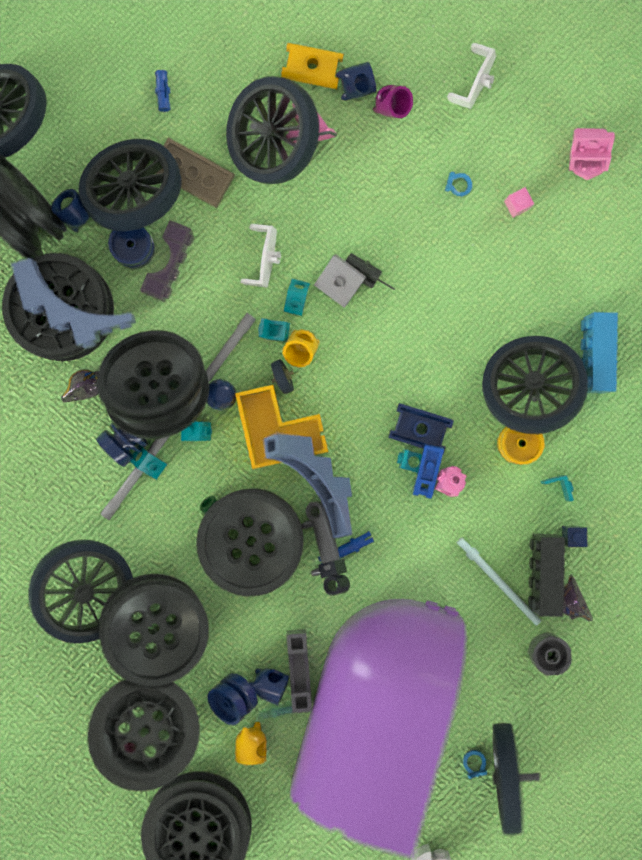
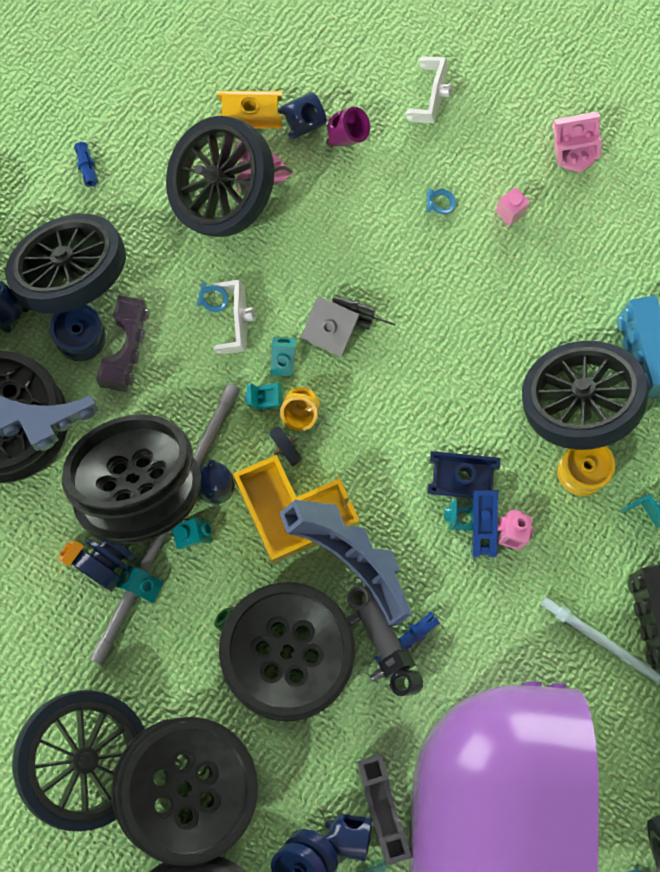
camera: 15 degrees left, 15 degrees down
(81, 386) = (44, 506): hat -> none
(97, 429) = (70, 552): none -> light orange tile
(199, 175) = (147, 245): dark tan tile -> none
(238, 236) = (202, 301): none -> dark azure piece

